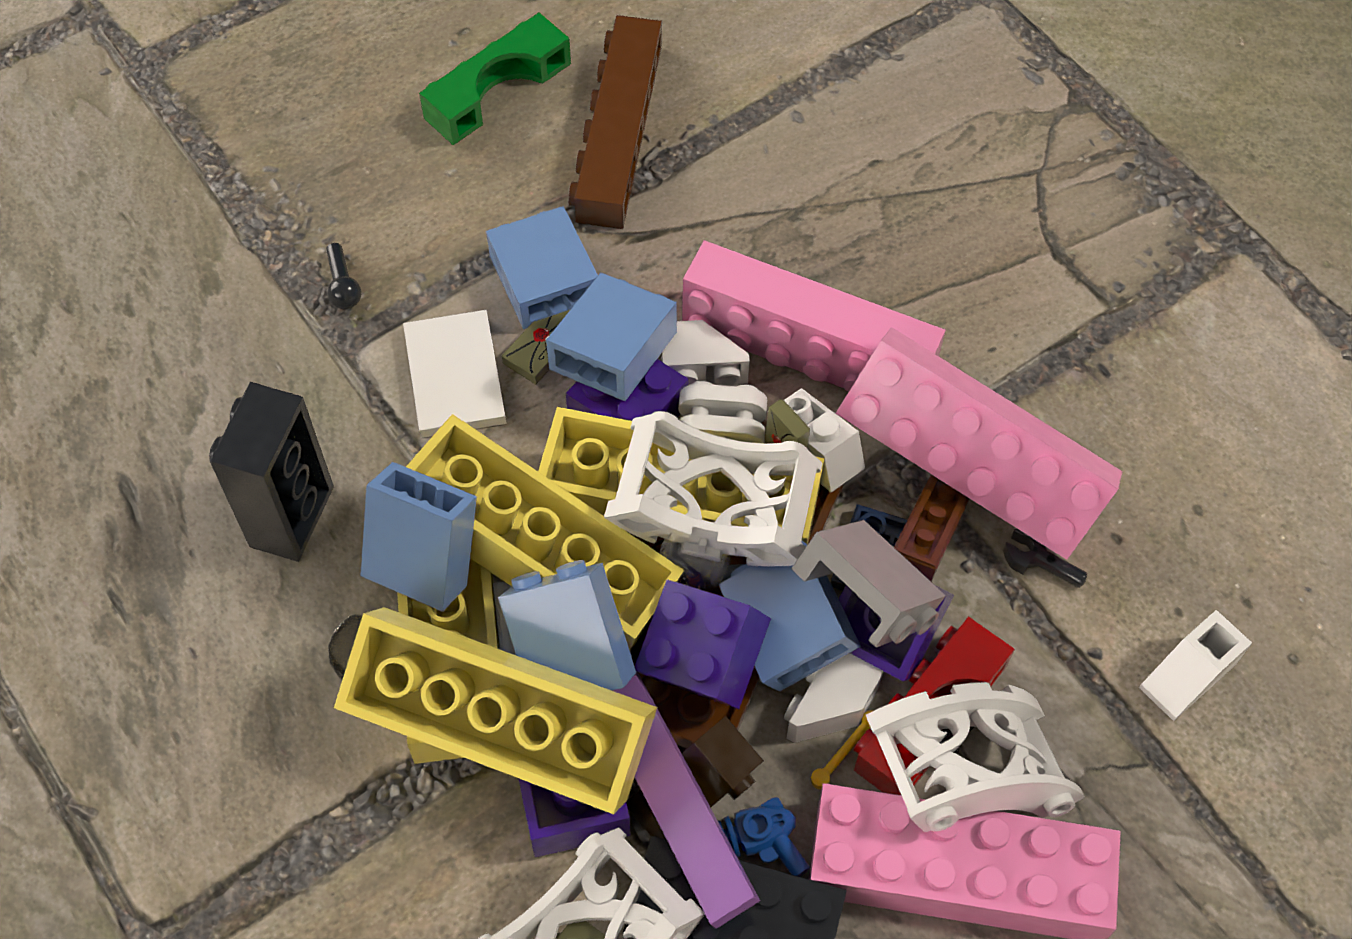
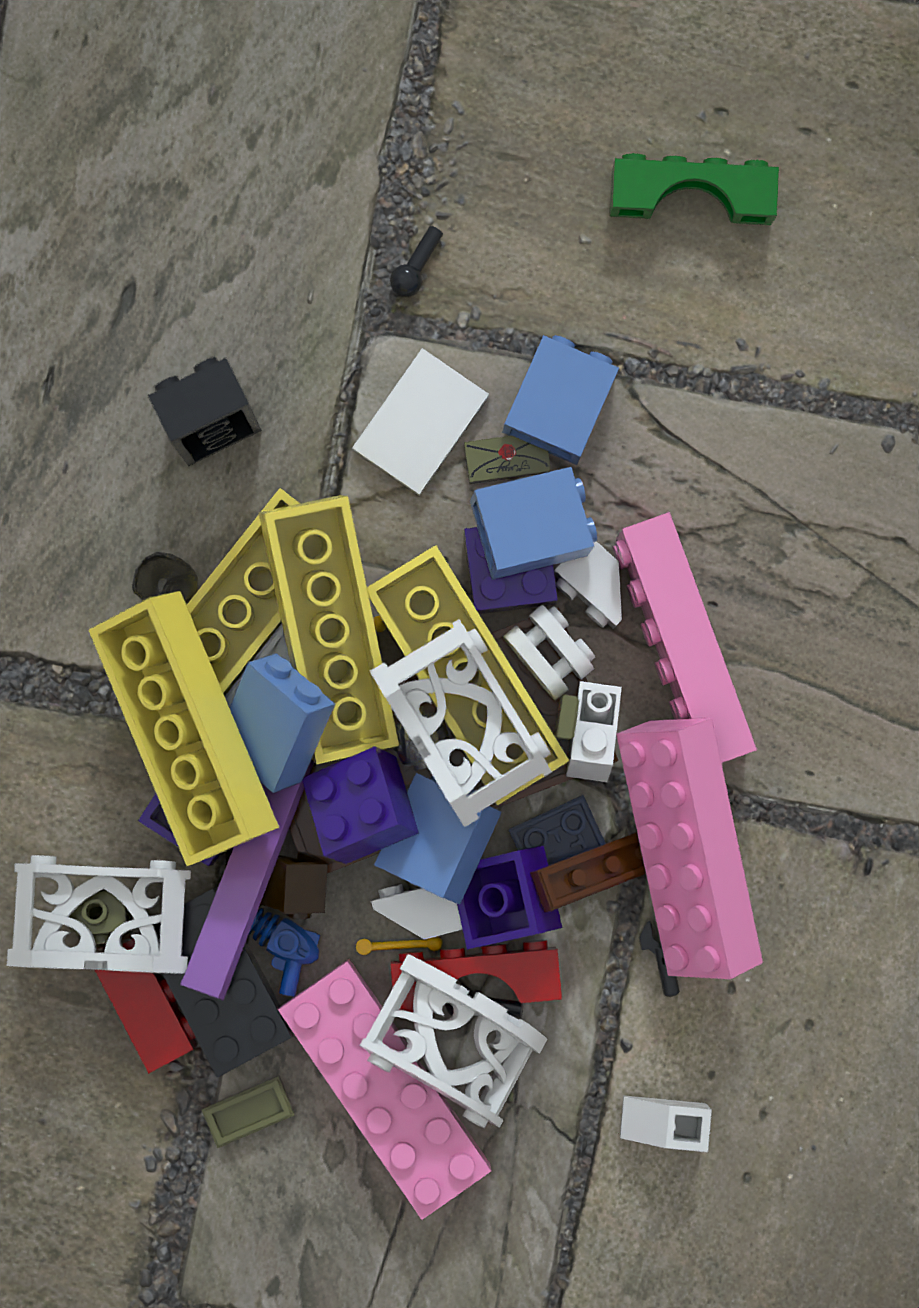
camera: 40 degrees right, 25 degrees up
(417, 535) = (244, 563): medium blue brick -> none
(617, 123) = (745, 321): reddish brown brick -> none
(877, 576) = (497, 883): light grey panel -> none

